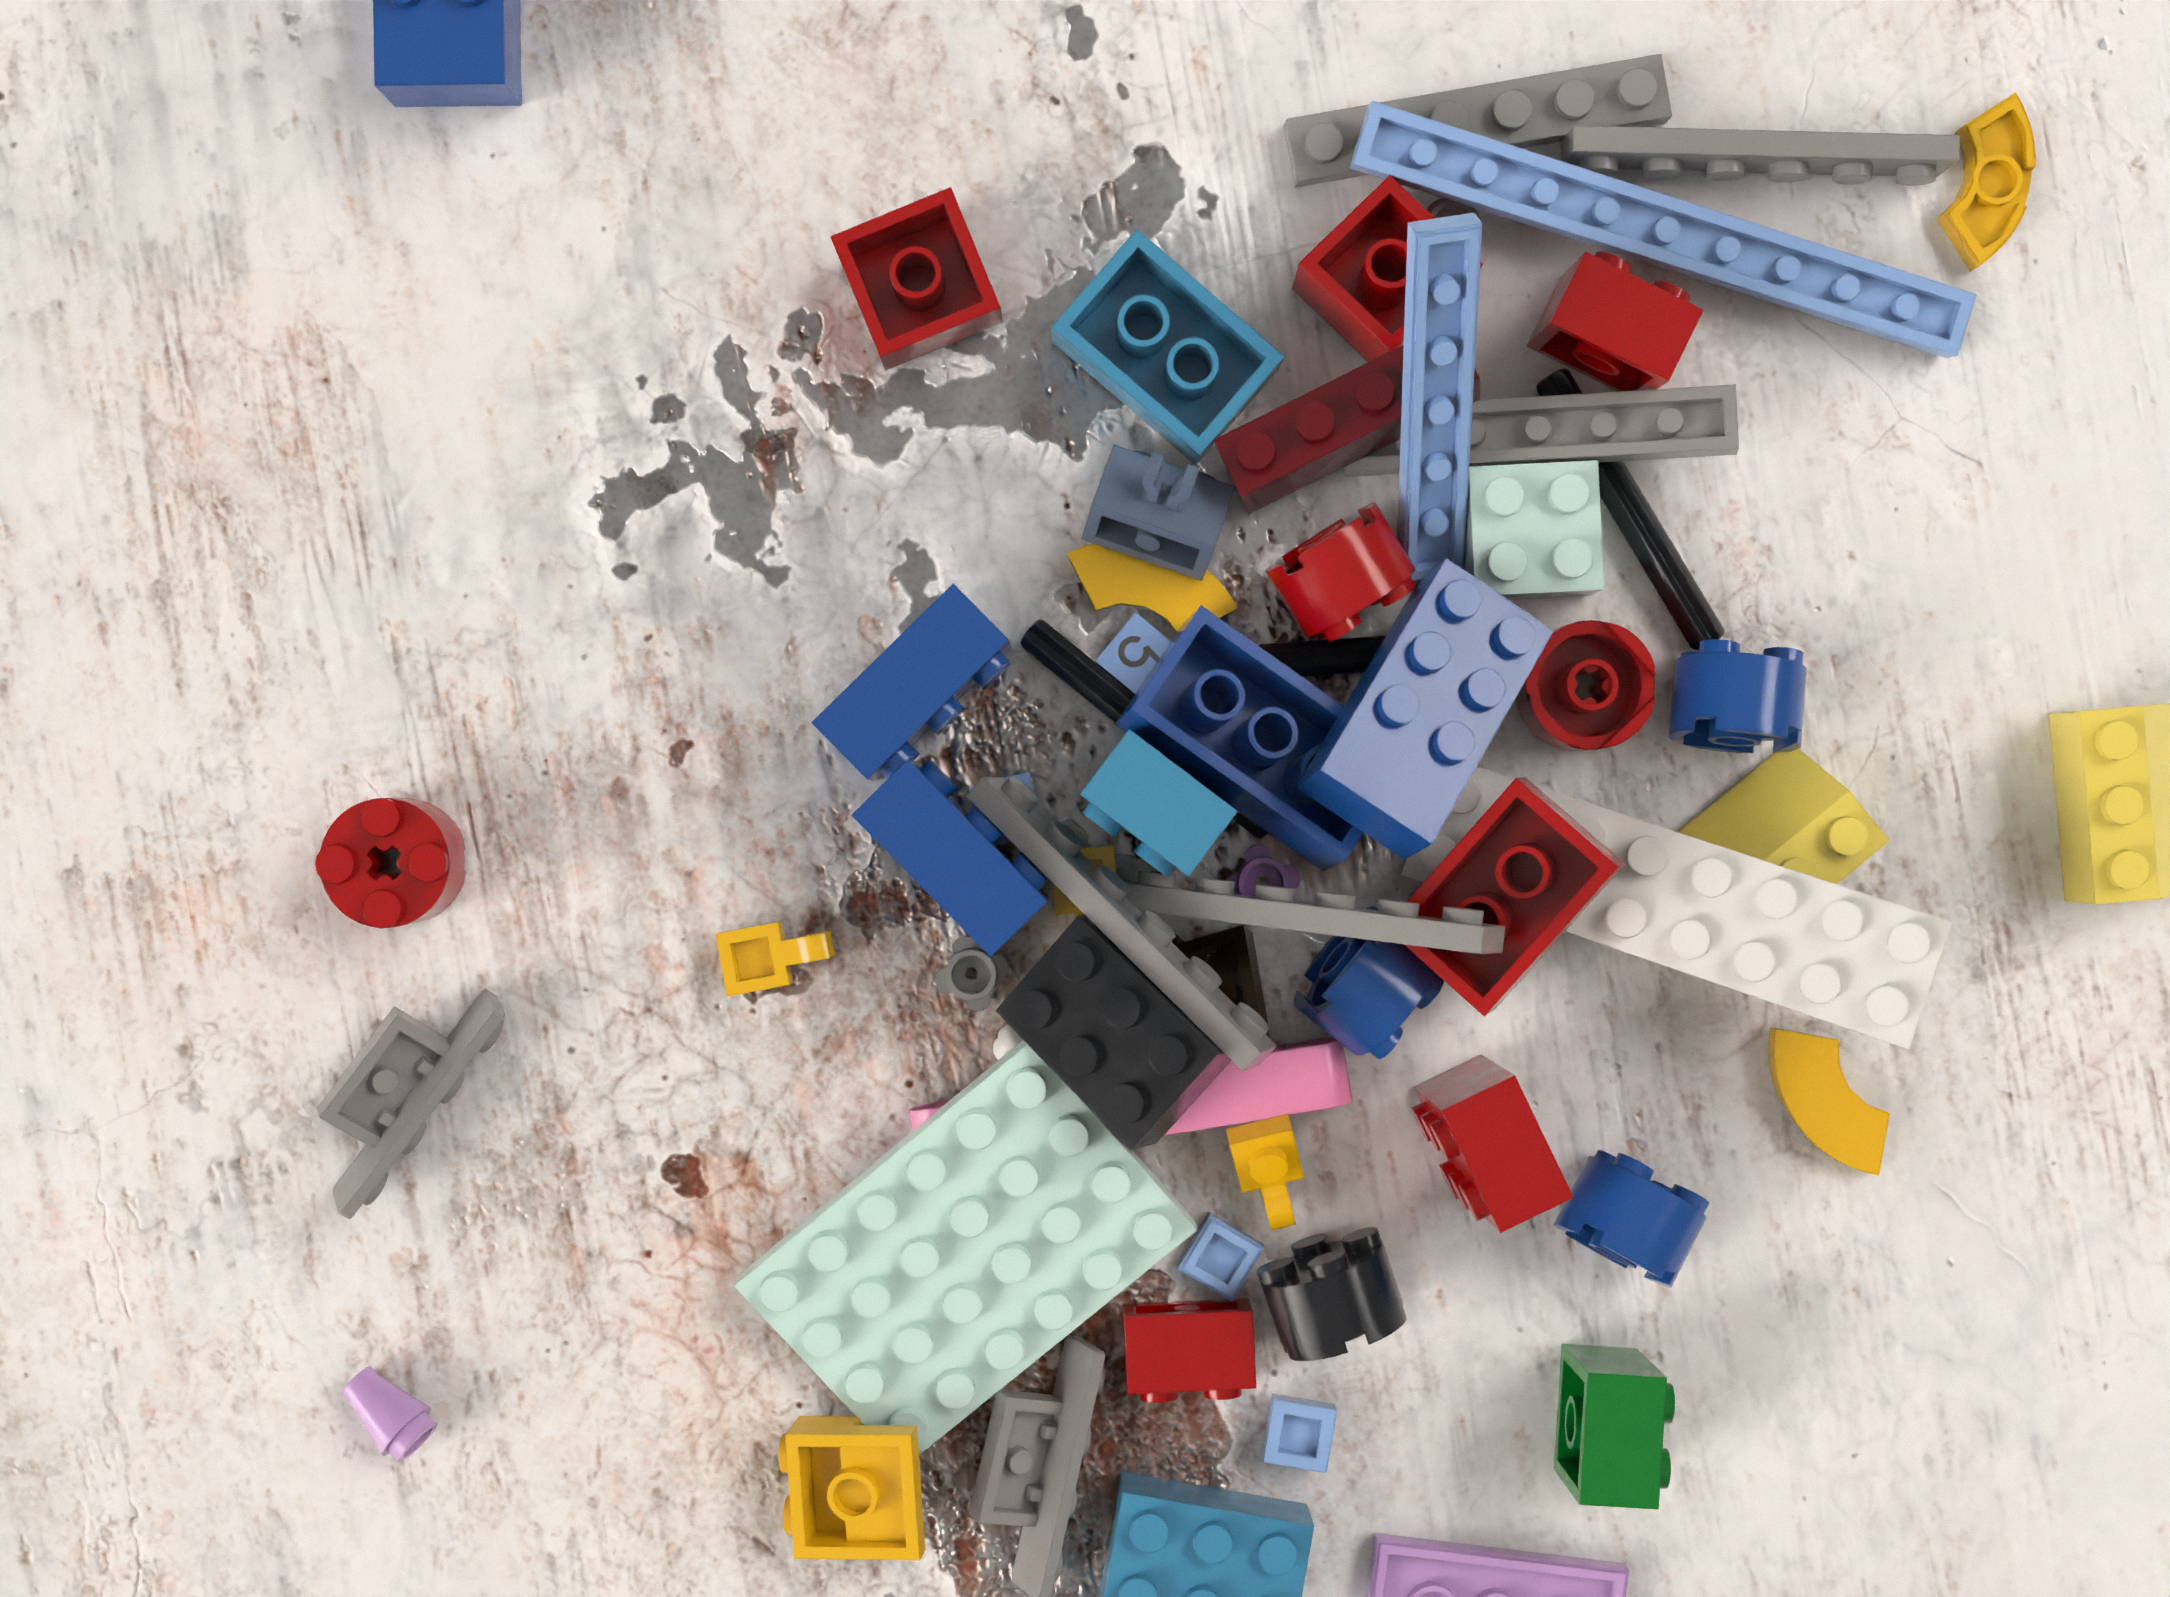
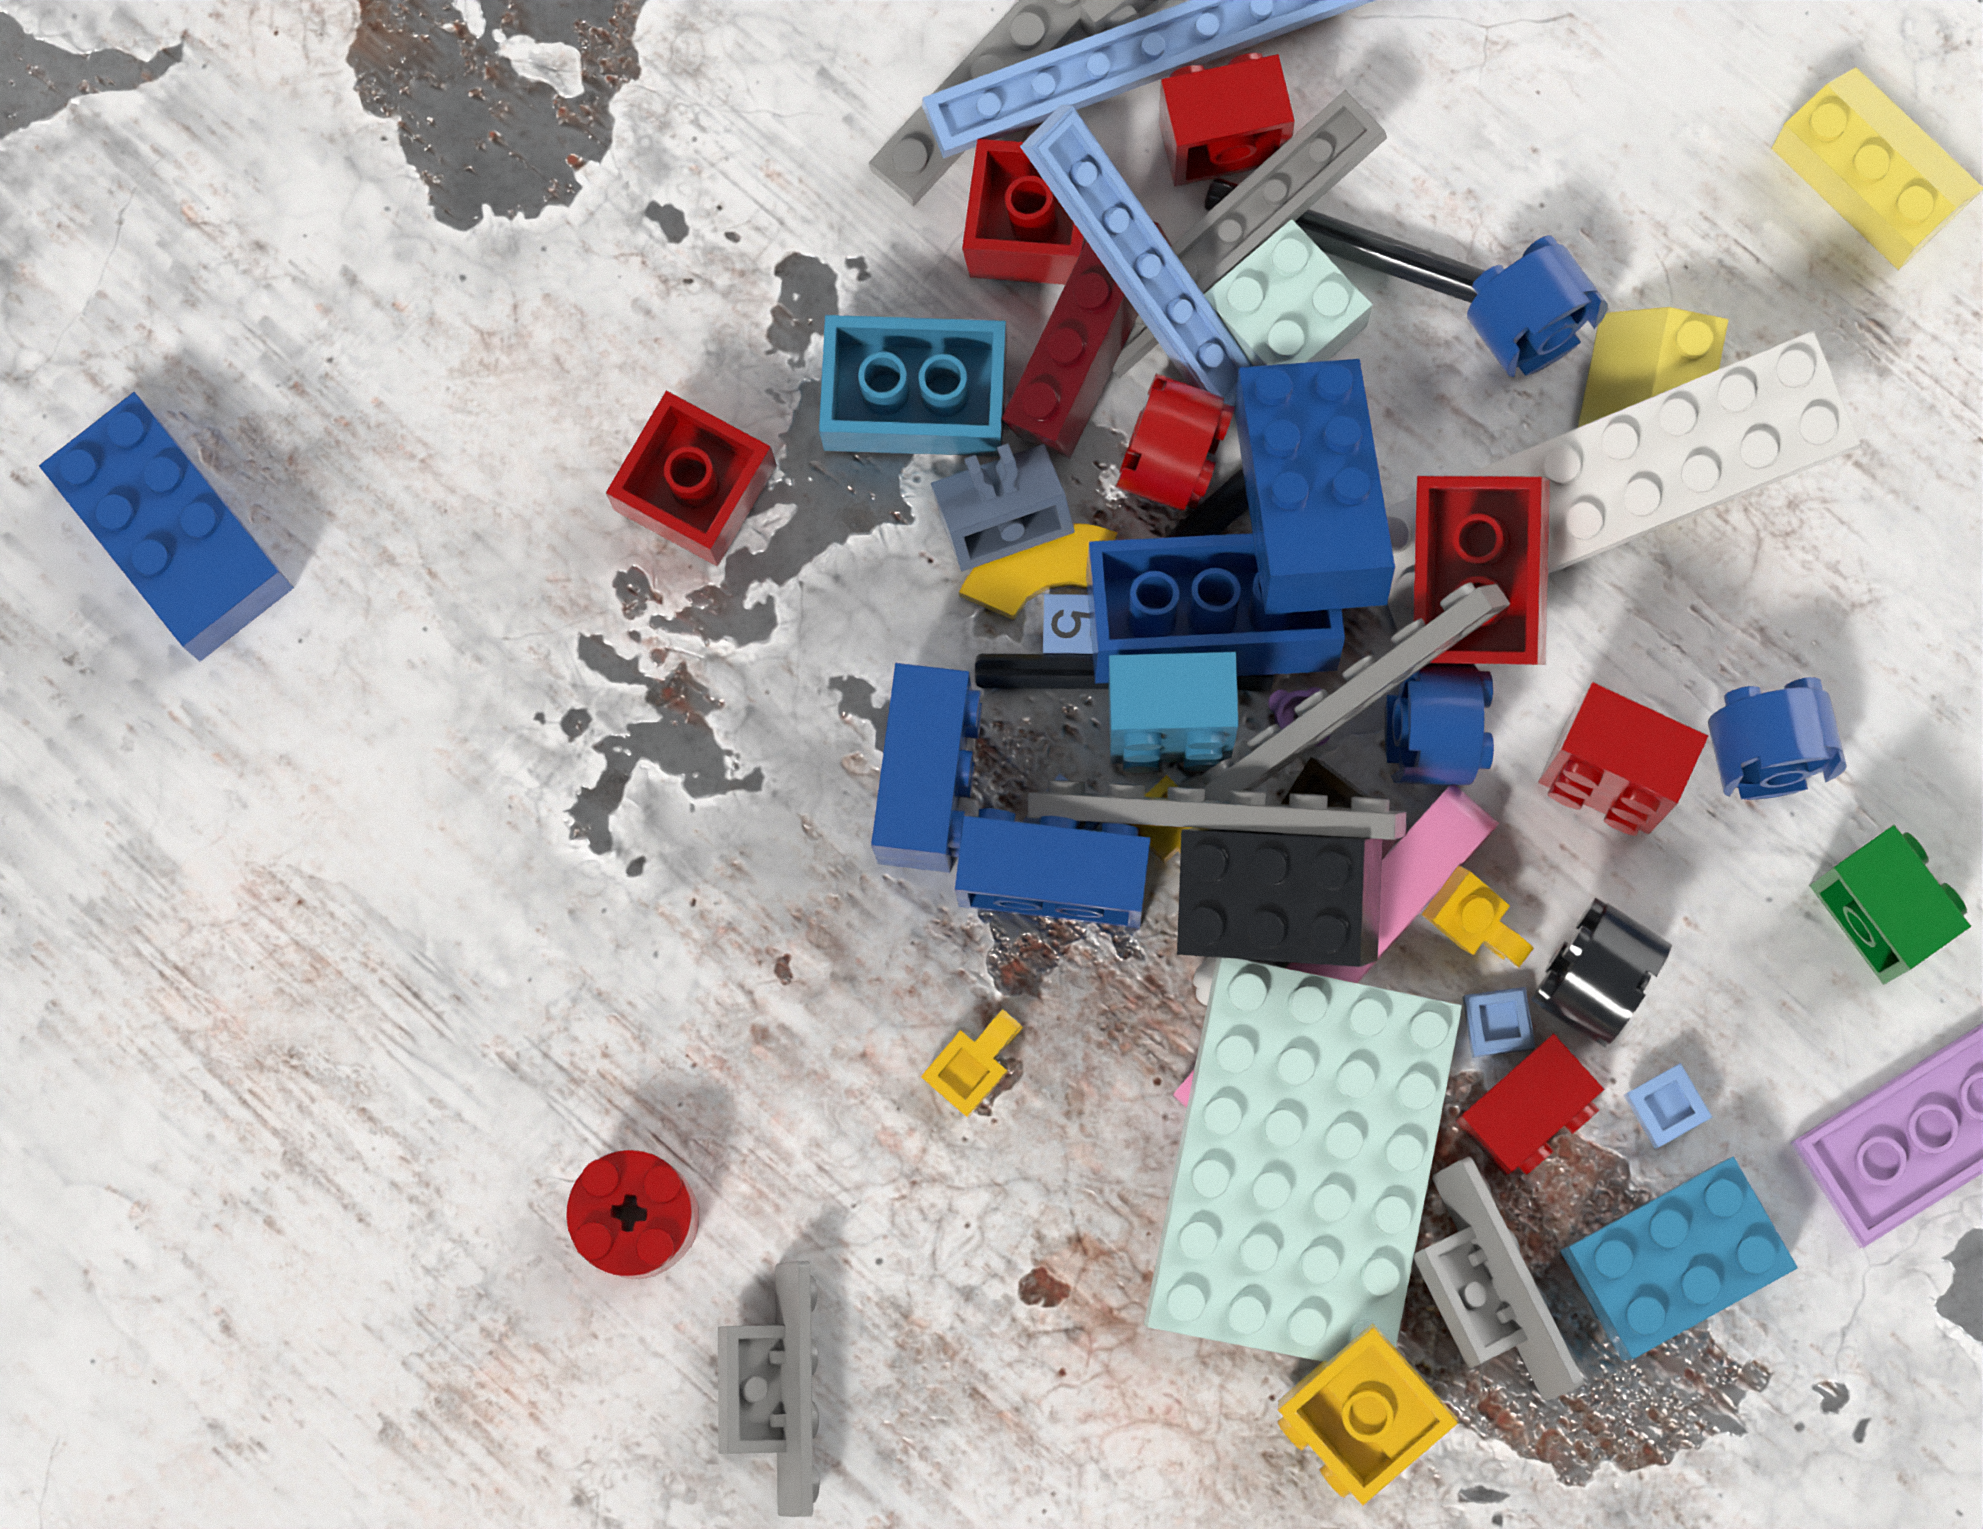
camera: 30 degrees left, 10 degrees down
(954, 979) = (1148, 943): light grey plate -> none
(1620, 688) = (1449, 377): red brick -> none
(1821, 1102) = (1848, 551): yellow tile -> none

